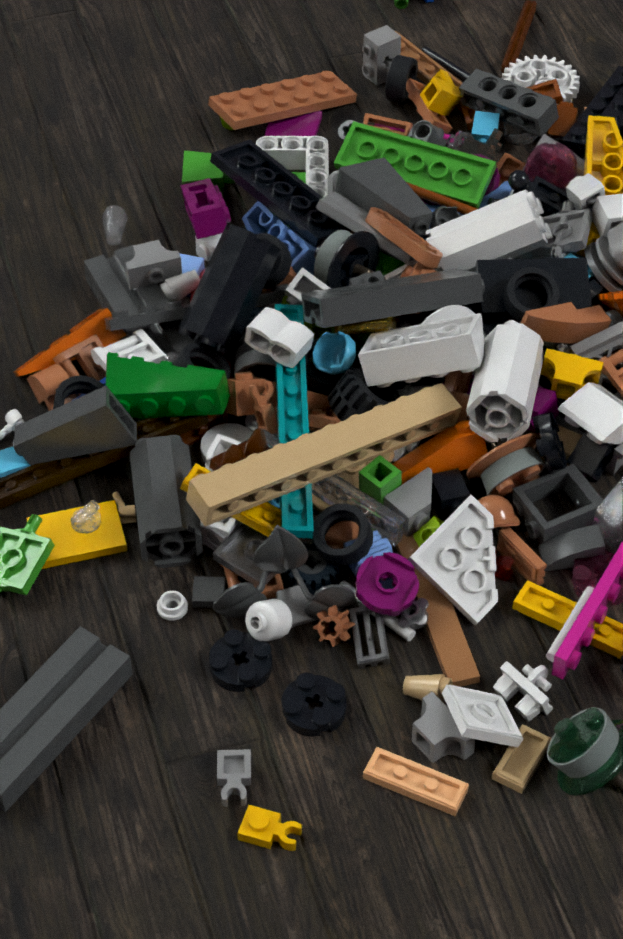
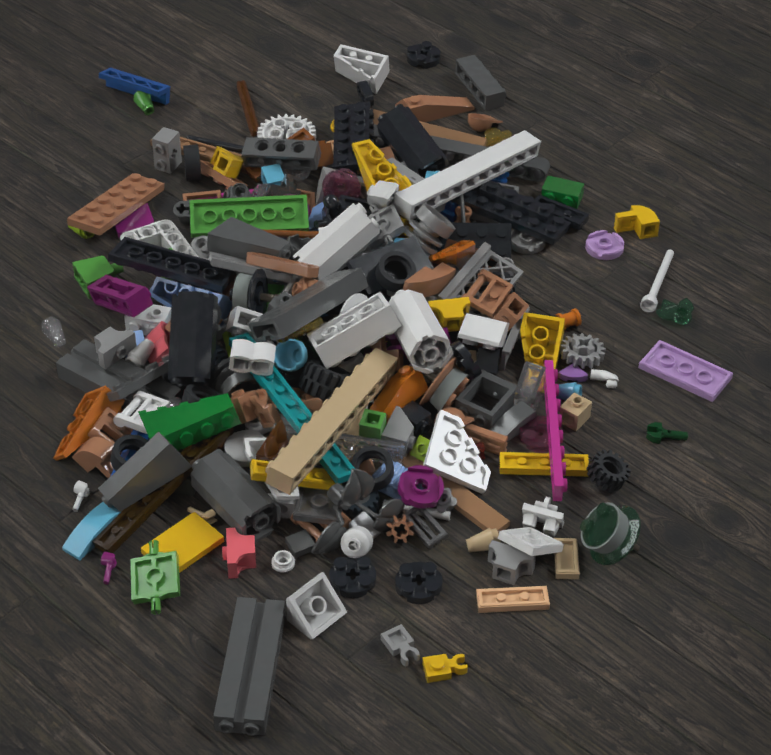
camera: 30 degrees left, 5 degrees down
(86, 518) = (187, 529): clear plate -> none
(126, 572) = (239, 552): none -> coral brick
(165, 679) = (314, 606): none -> white slope
(569, 623) = (545, 464): white bar -> none

